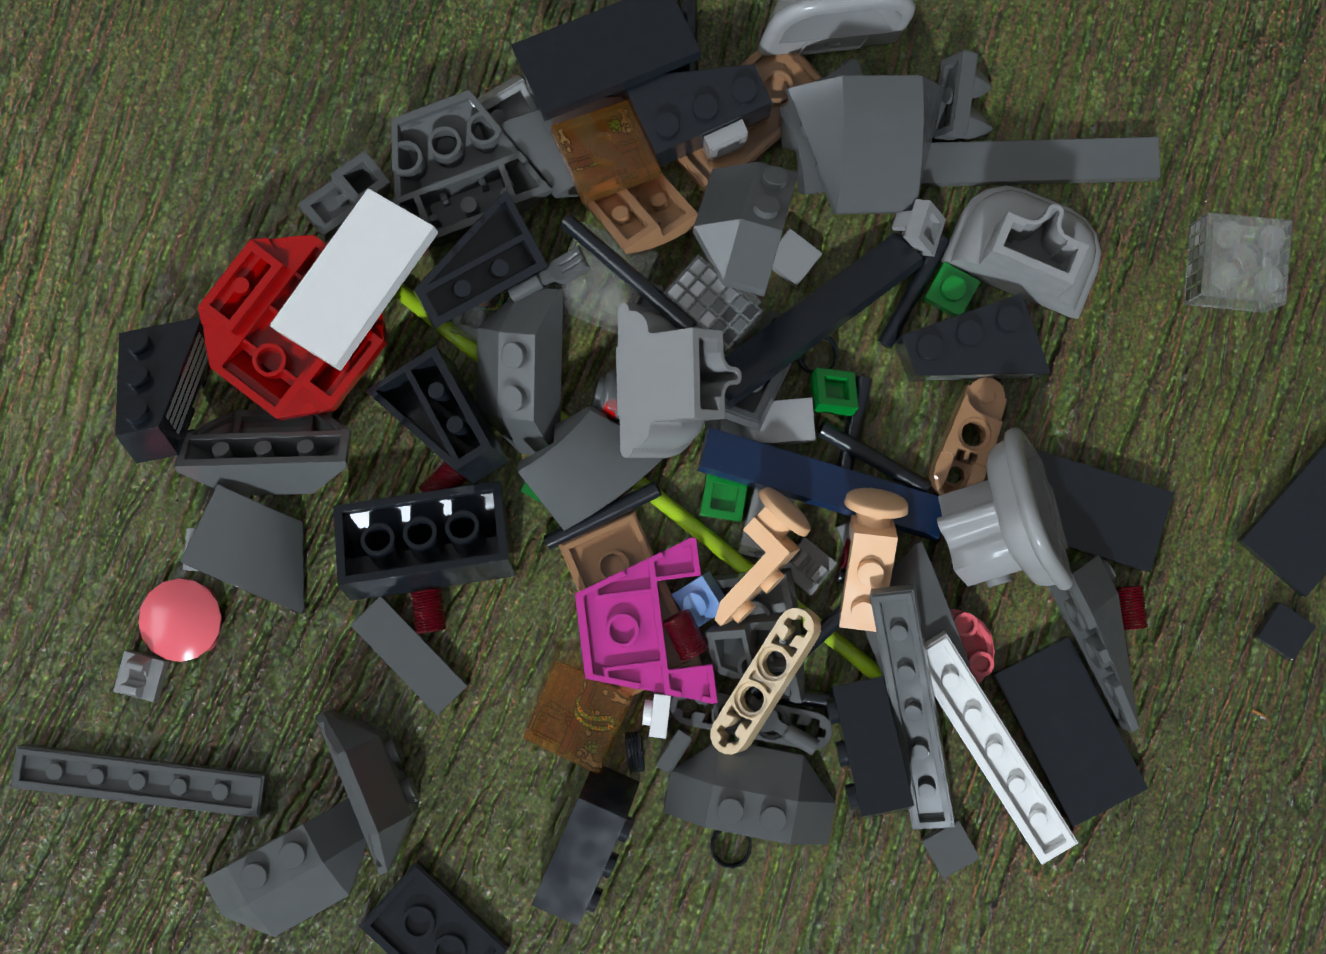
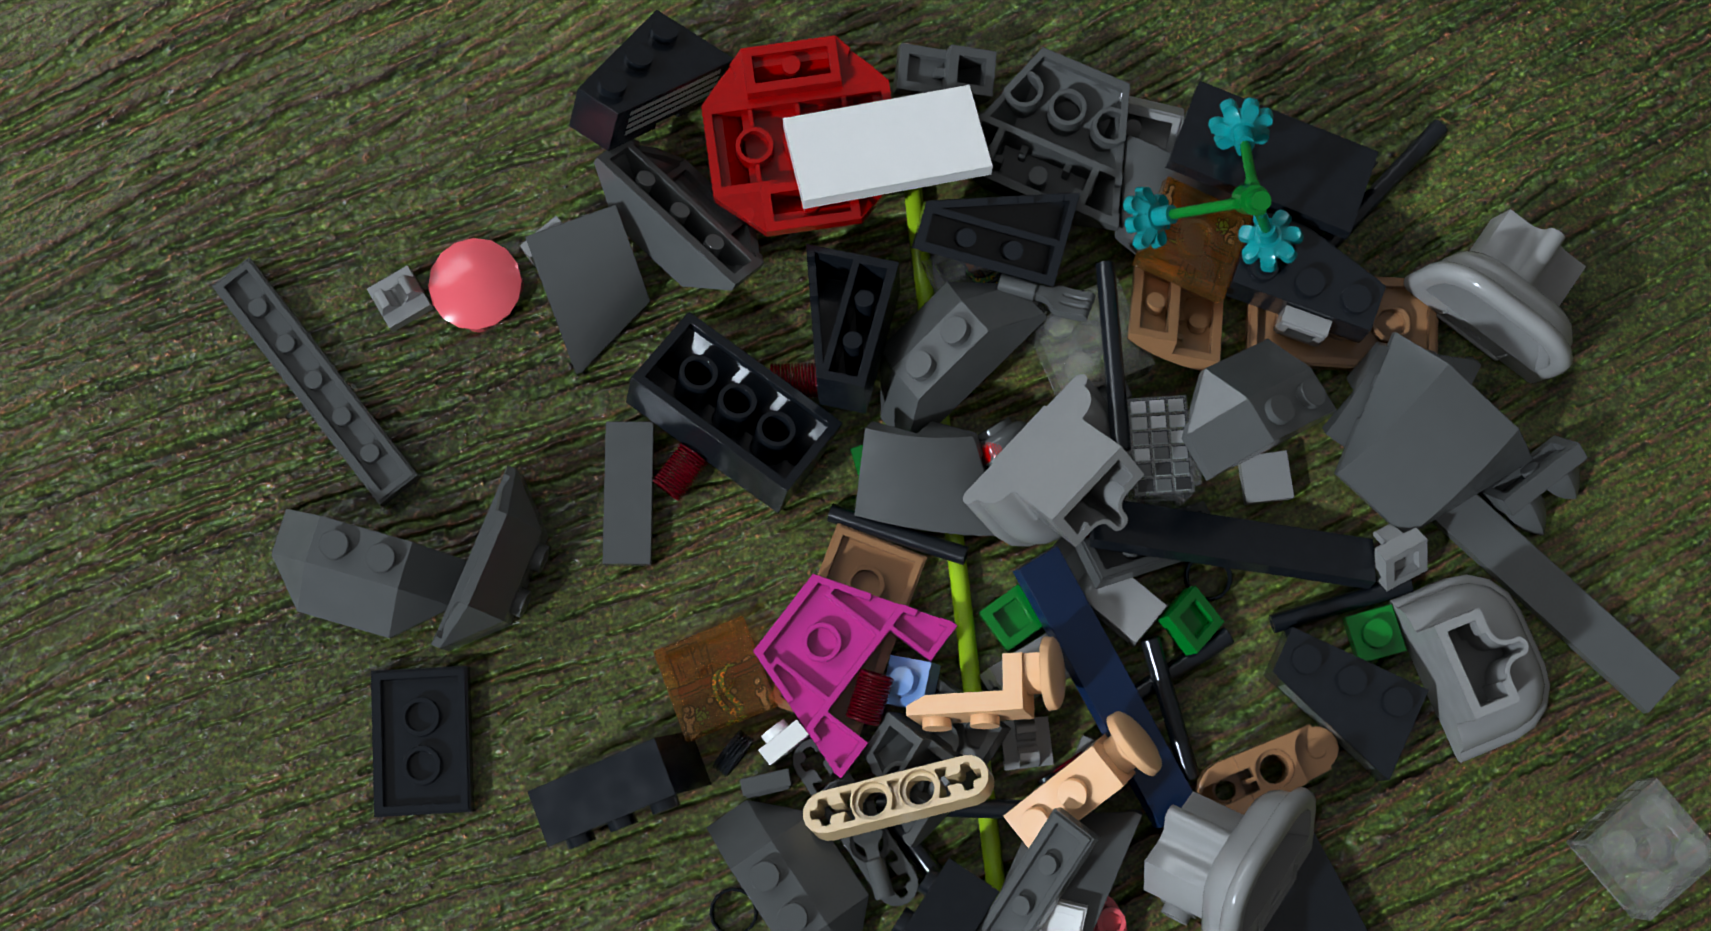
camera: 40 degrees right, 5 degrees down
(652, 102) = (1268, 237): none -> teal plant

